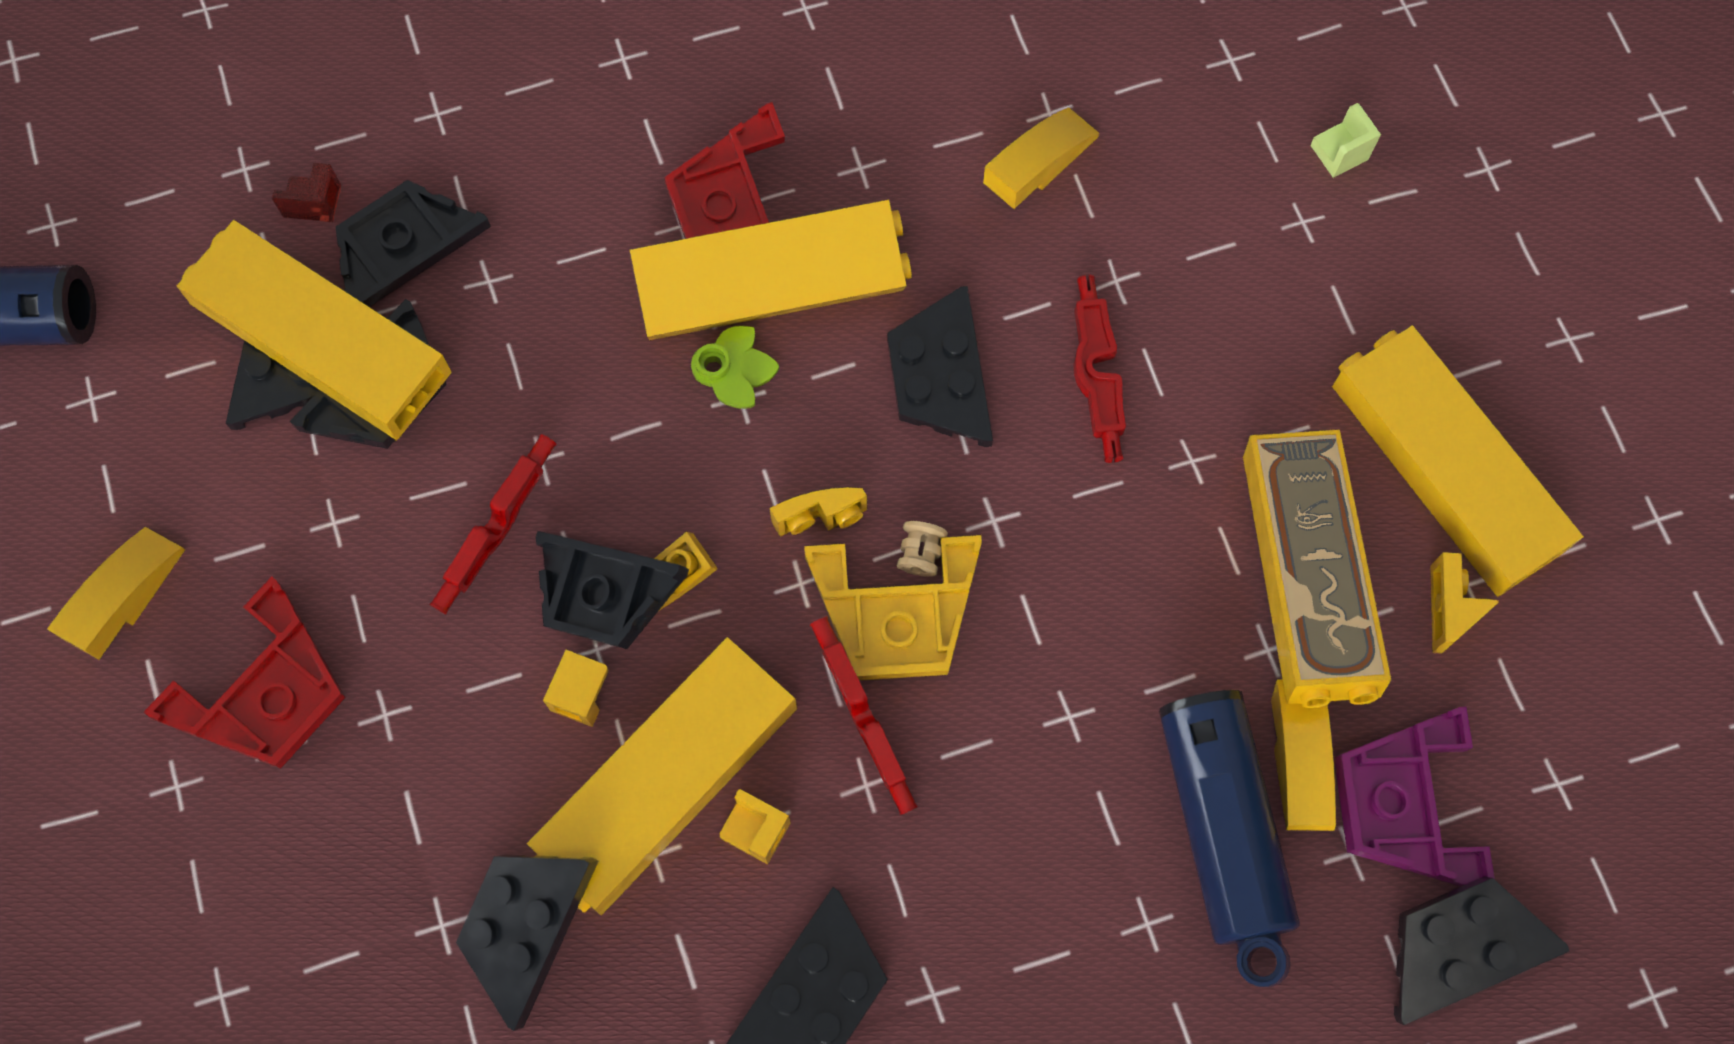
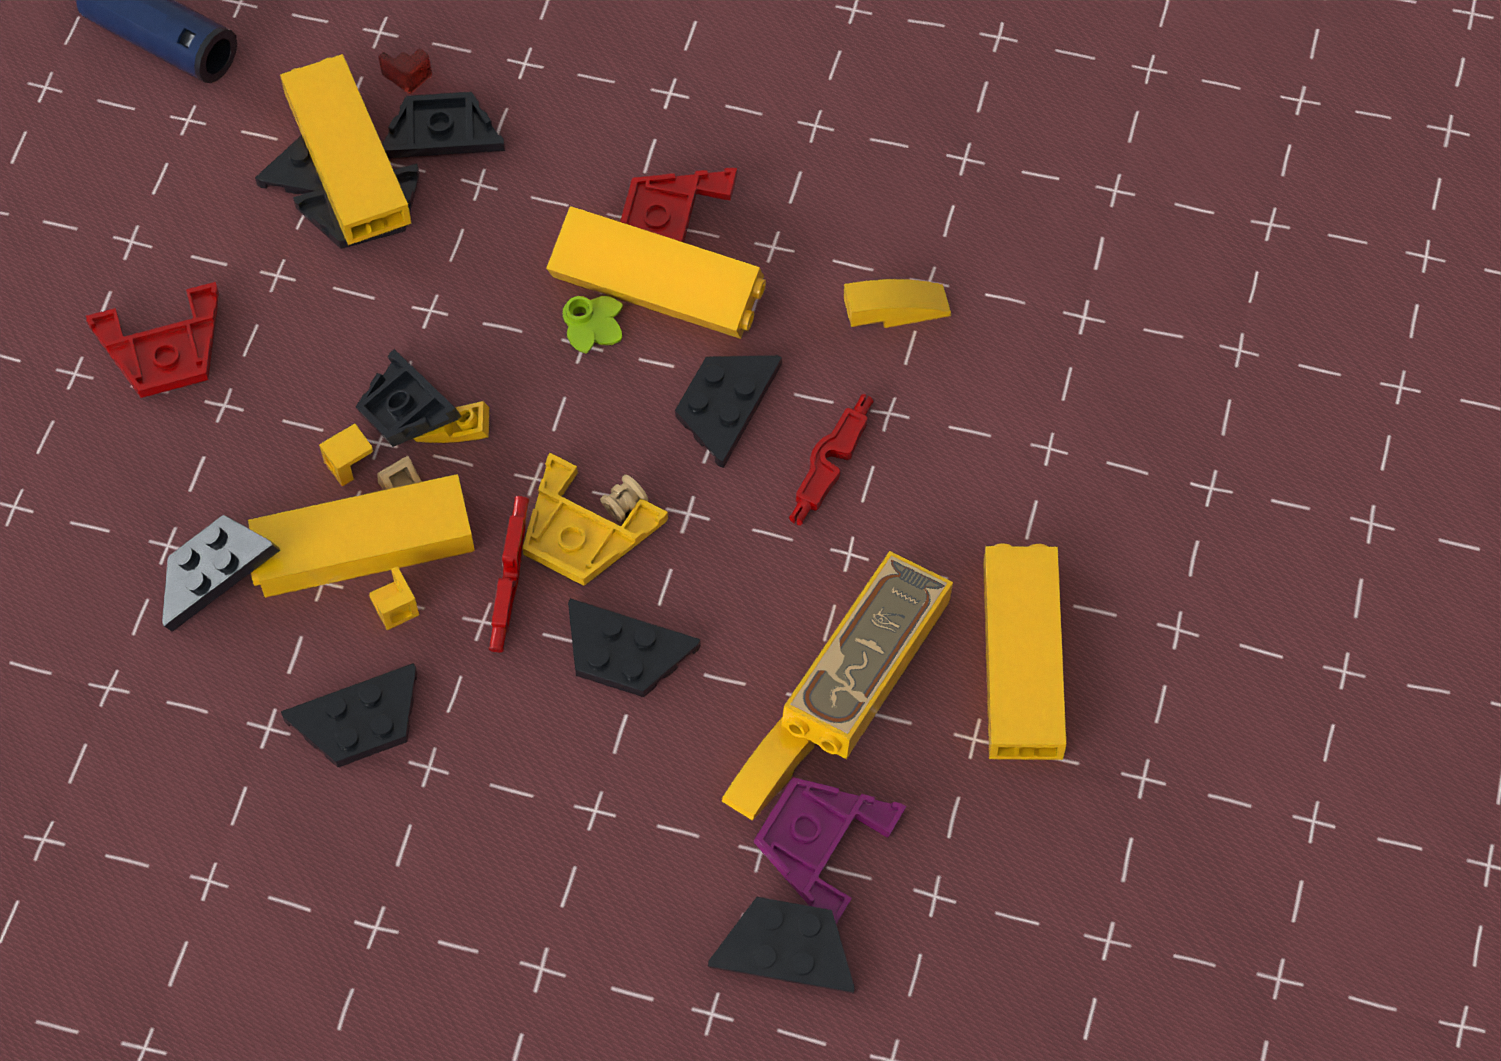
camera: 35 degrees right, 10 degrees down
(116, 592) = (120, 239): yellow slope -> none
(485, 539) = (384, 323): red piece -> none
(657, 679) = (398, 474): none -> tan slope
(832, 505) = (589, 441): yellow slope -> none
(1043, 720) = (624, 649): none -> black wing
(1231, 827) = (685, 778): dark blue piece -> none
(1347, 142) = (1115, 414): yellowish green panel -> none
(1450, 611) = (945, 744): yellow slope -> none

